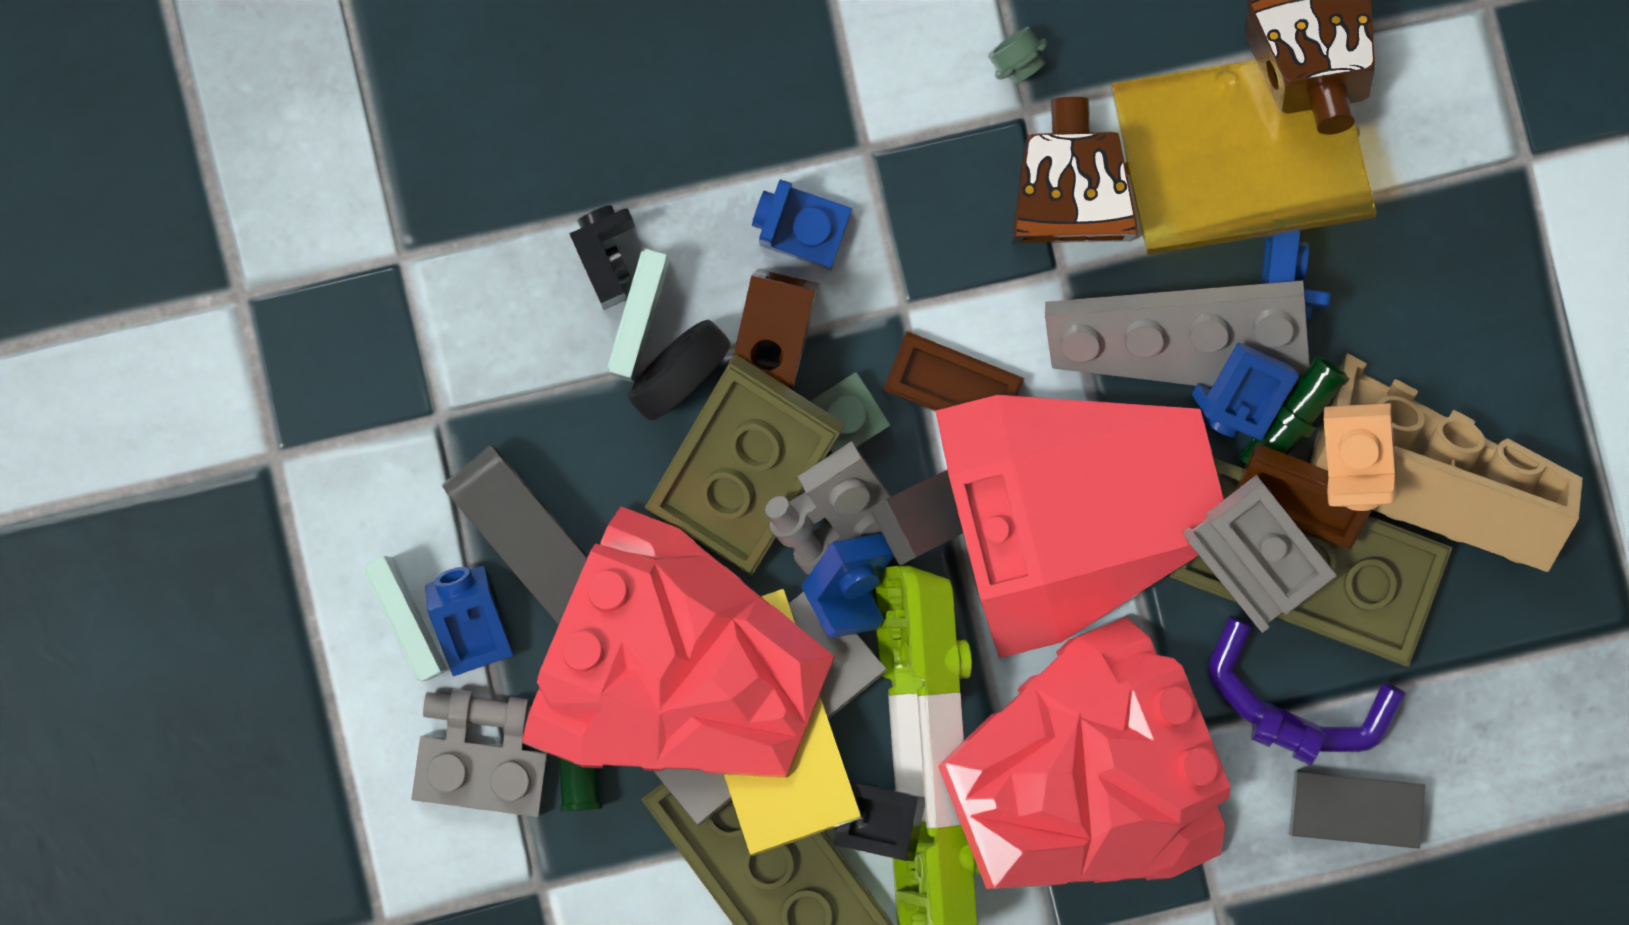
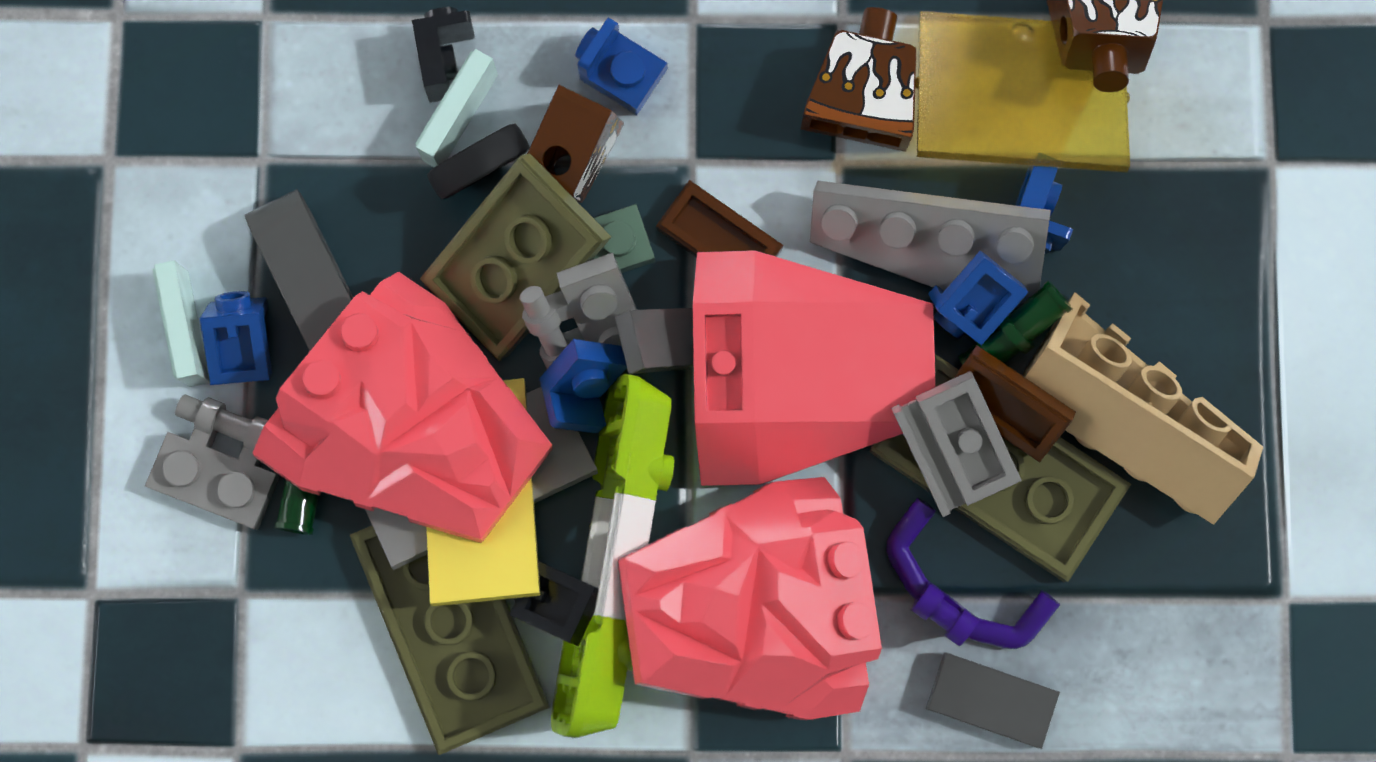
camera: 10 degrees right, 5 degrees down
(1360, 456) = (1068, 371): light nougat bracket -> none

